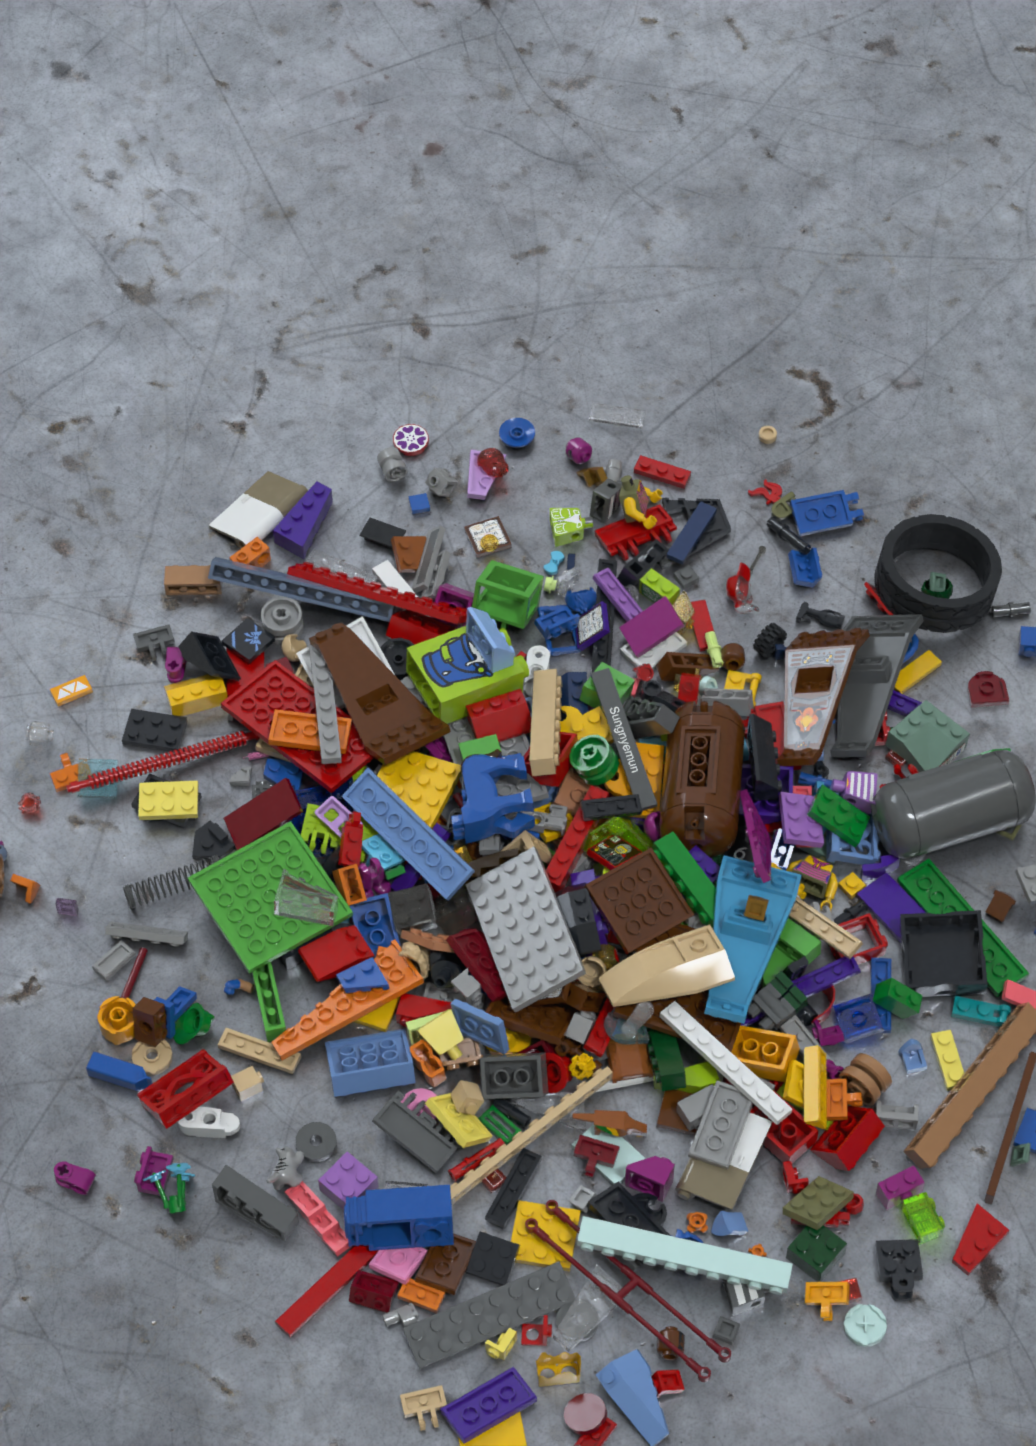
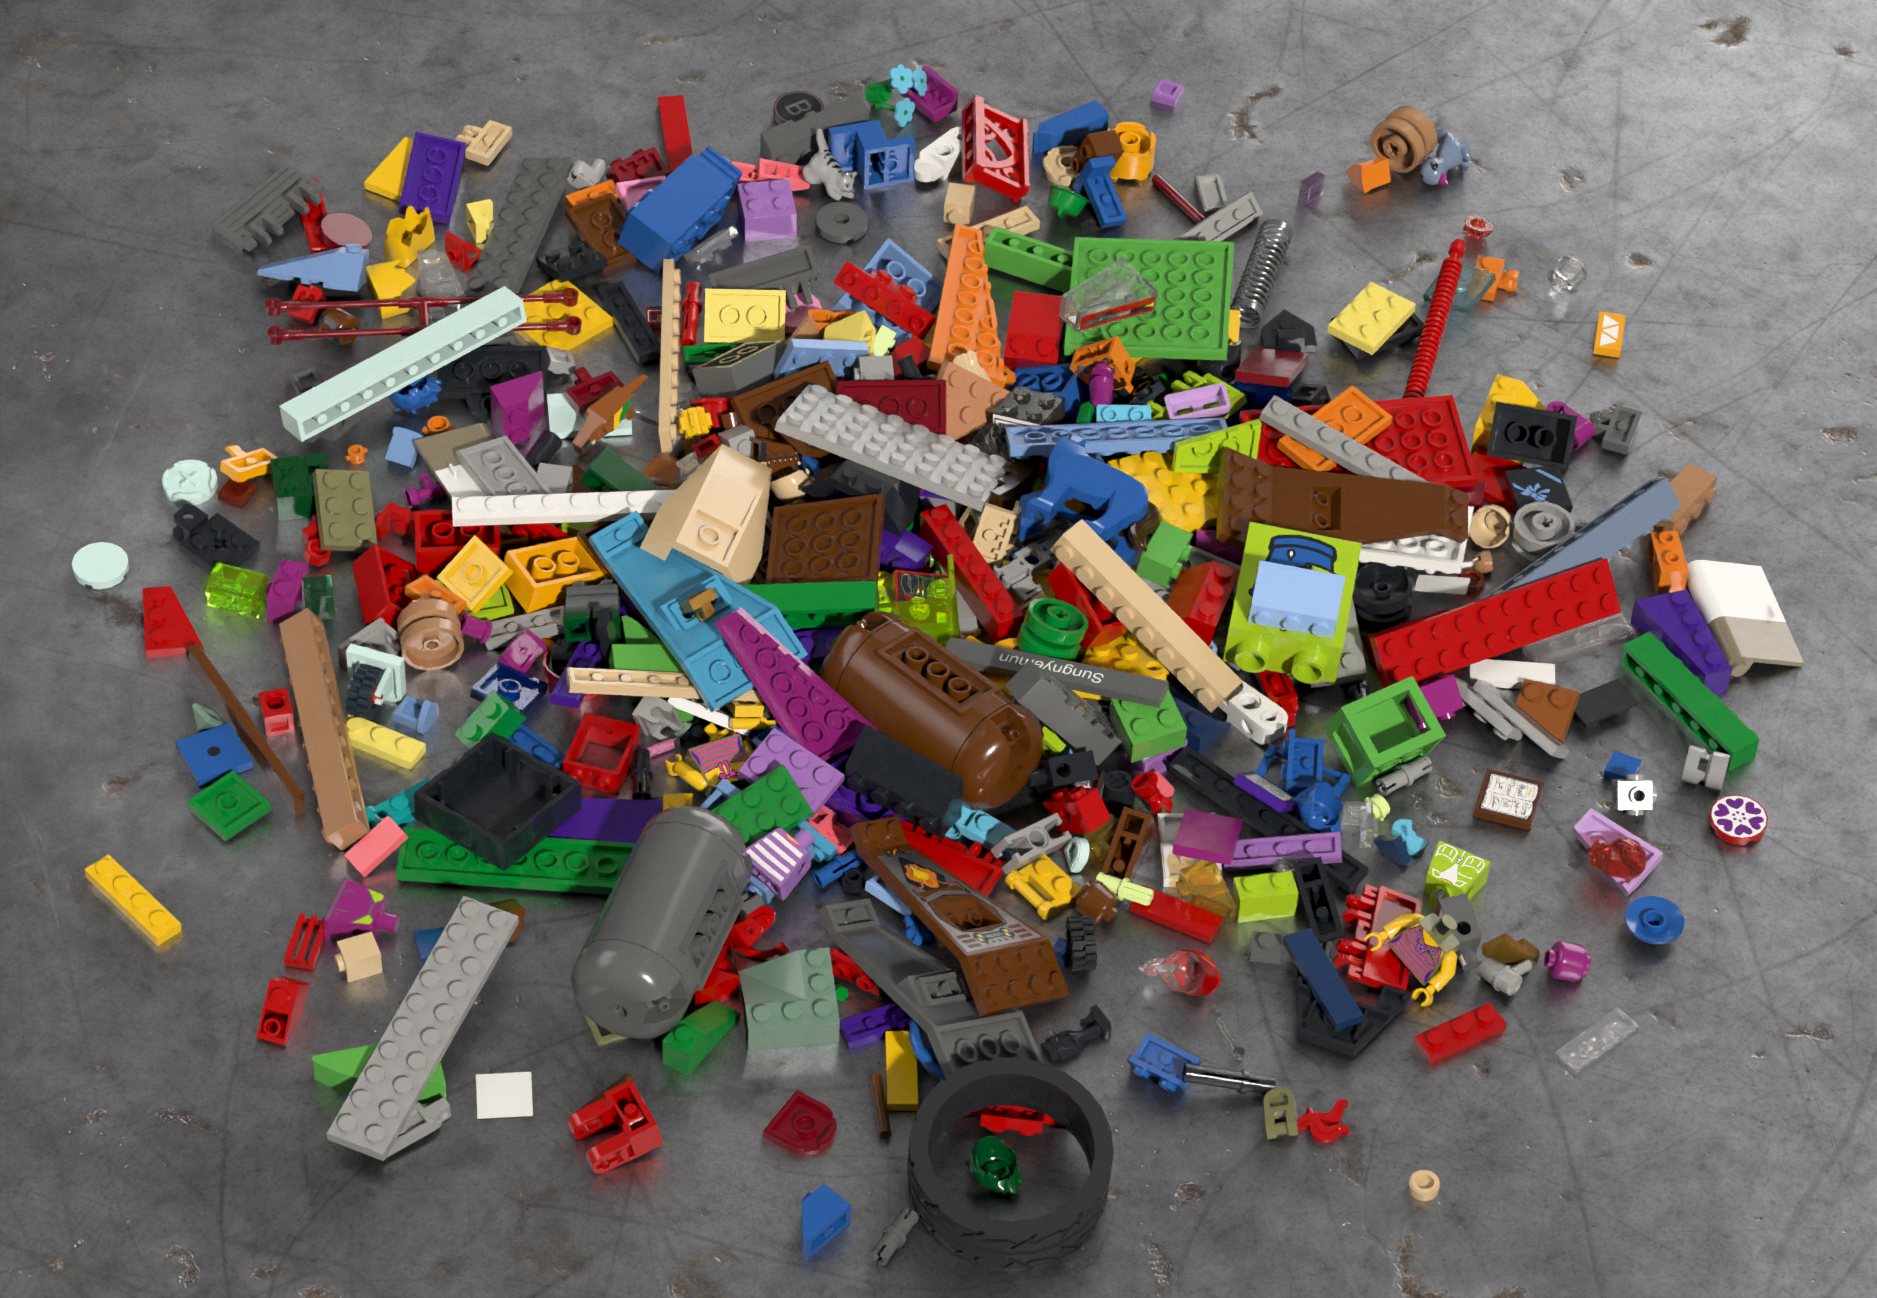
camera: 125 degrees right, 10 degrees down
(31, 1048) = (1167, 93): none -> medium lavender tile
(78, 1178) = (982, 46): magenta piece -> none
(154, 730) = (1477, 369): black plate -> none
(229, 1244) = (795, 105): none -> black tile
(250, 1154) = (873, 157): none -> blue bracket
(346, 498) = (1688, 700): none -> green brick
(351, 841) = (1155, 393): red hinge -> none
(362, 977) = (979, 324): blue wing -> none
(380, 1042) = (886, 297): none -> red bracket
(396, 785) = (1202, 452): none -> lime wing
(467, 1097) = (759, 330): tan brick -> none
(489, 539) = (1490, 780): clear yellow plate -> none
(611, 807) = (972, 605): black tile -> none
(613, 1342) = (388, 283): none -> yellow piece
(670, 1146) = (544, 449): none -> black piece
(763, 1189) = (413, 496): none -> magenta piece
(815, 1087) = (463, 577): yellow slope -> none
(825, 512) = (1230, 1143): blue tile -> none
(890, 1163) = (319, 596): none -> clear green brick
(926, 1081) = (372, 680): none -> plate
(937, 582) = (999, 1159): sand green slope -> none
(944, 666) = (880, 1105): none -> reddish brown piece
(973, 1314) = (100, 565): none -> light aqua tile
(988, 1115) = (276, 712): none -> red brick

